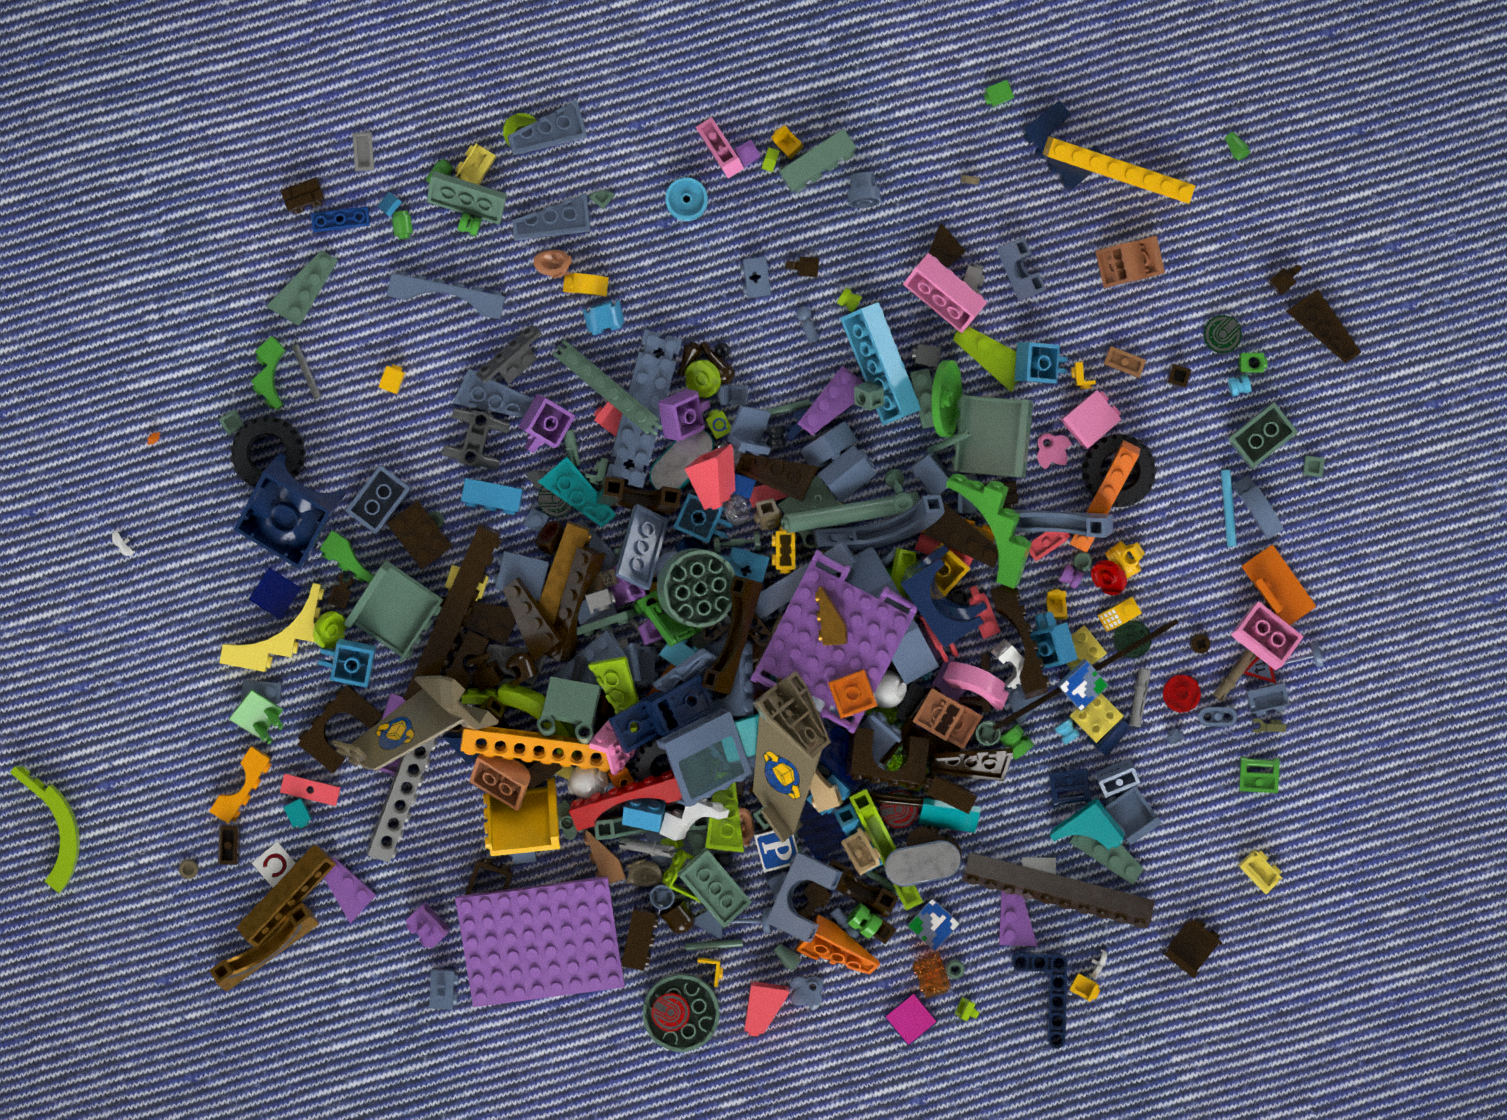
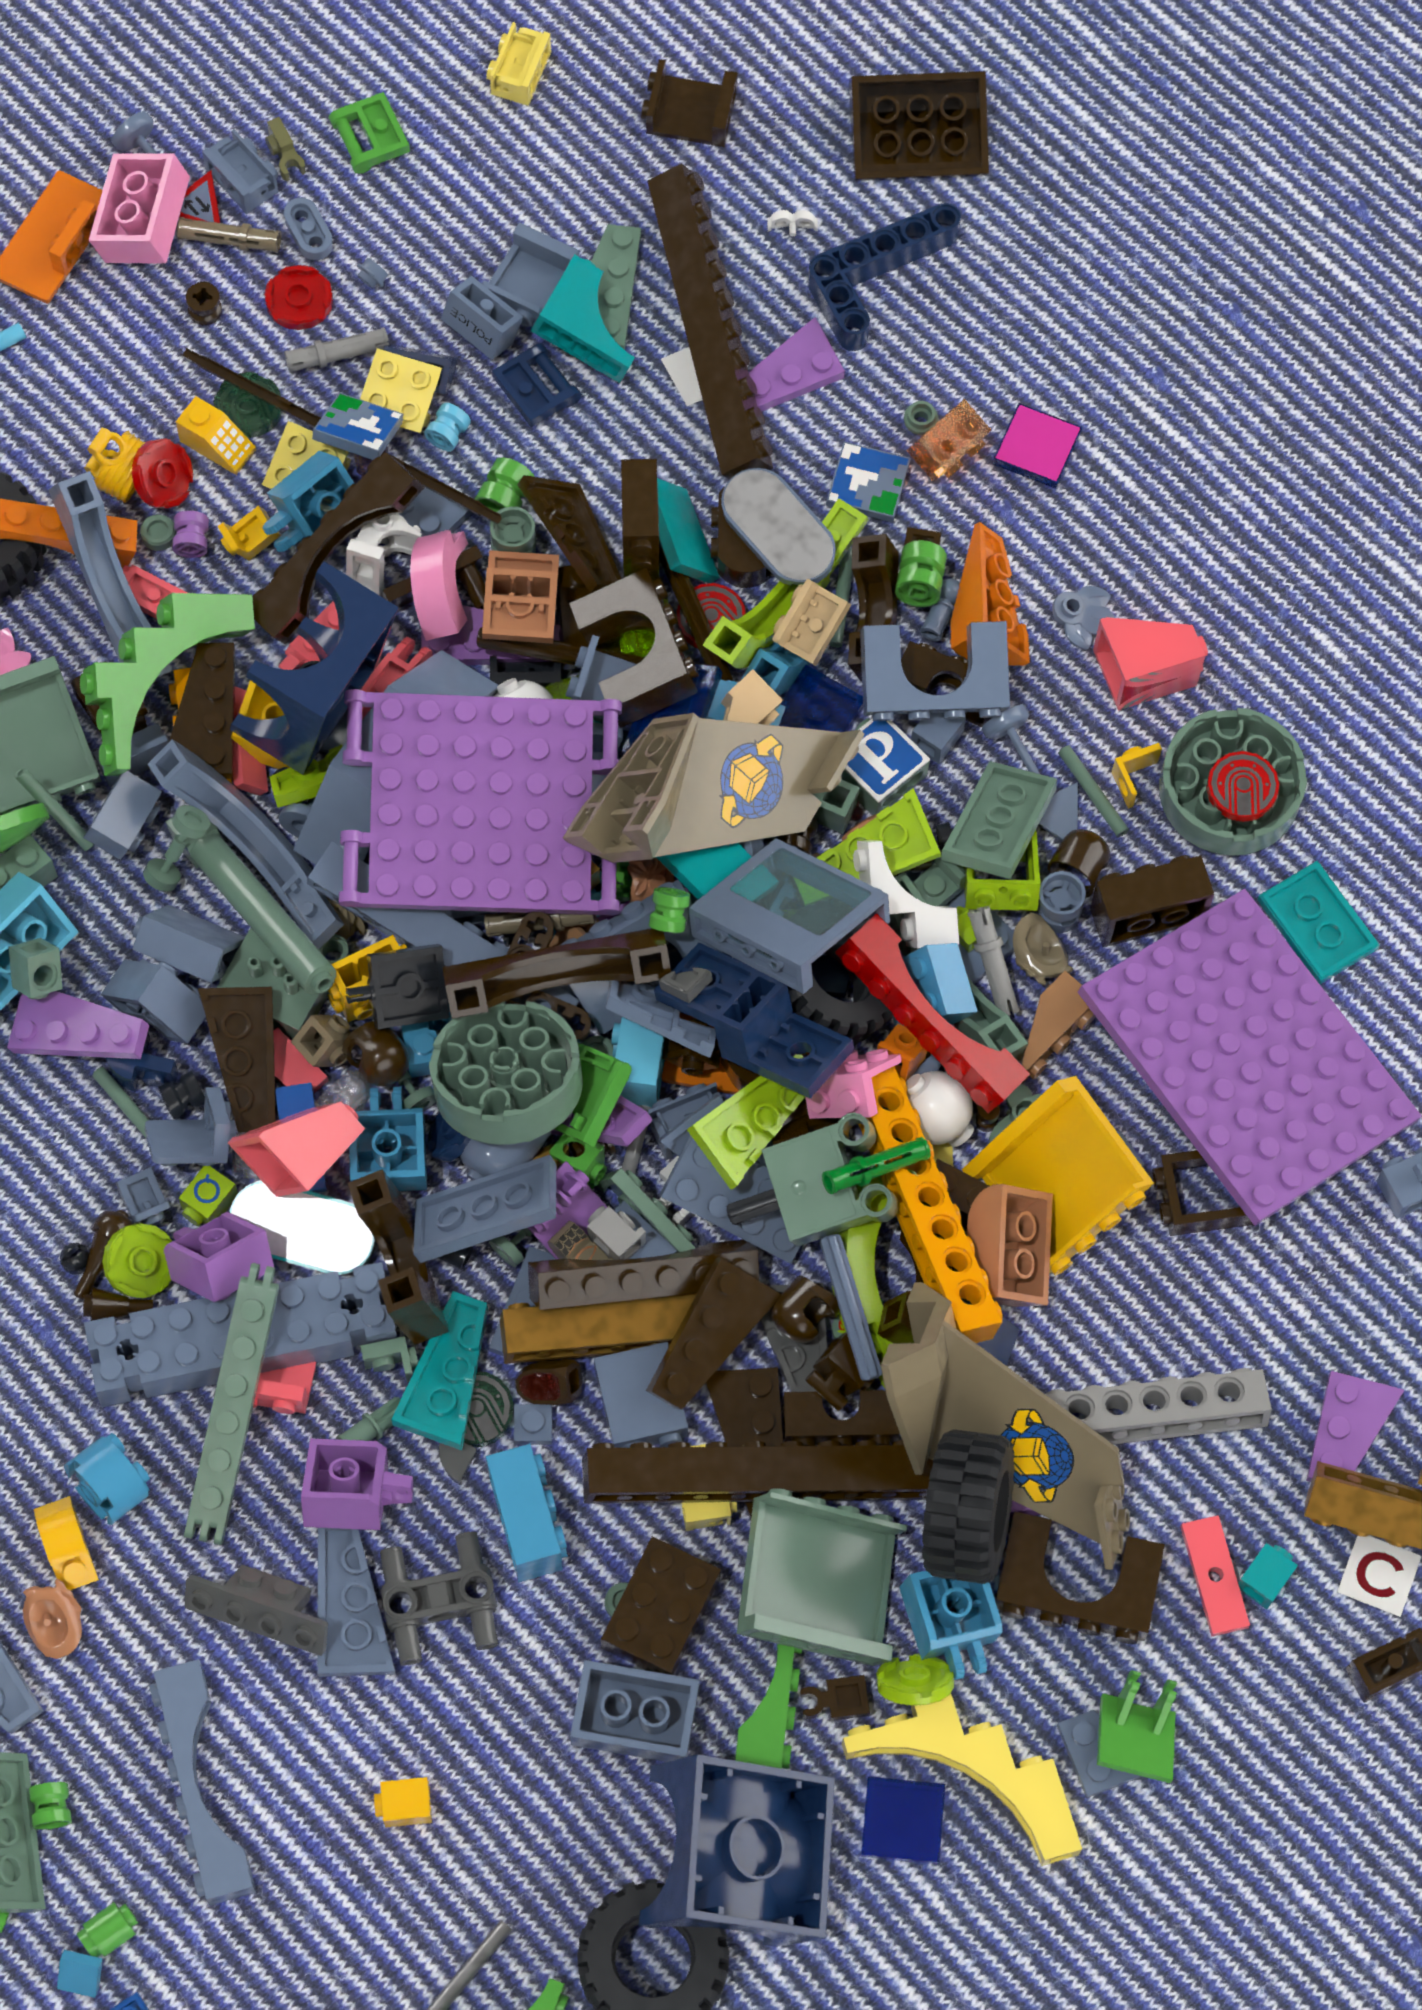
camera: 120 degrees left, 20 degrees down
(254, 764) = (1324, 1704): light orange arch -> none
(384, 690) = (968, 1506): none -> black tyre
(427, 925) = (1332, 1251): medium lavender hinge -> none
(508, 689) = (850, 1307): none -> sand blue axle
(562, 724) = (840, 1178): none -> green pin
(593, 1014) = (1318, 922): none -> teal tile
(693, 691) = (686, 984): none -> dark grey tile
(734, 702) = (669, 909): none -> bright green wheel
(744, 537) = (383, 1054): none -> dark brown helmet
(765, 562) = (404, 986): none -> black plate
(787, 957) = (1047, 667): sand green cone -> none
(833, 625) = (453, 807): pearl gold slope -> none
(852, 694) = (554, 727): orange tile -> none
(966, 1009) = (975, 370): lime tile -> none
(1085, 987) = (840, 217): yellow bracket -> none
(1121, 1057) = (919, 124): none -> dark brown slope

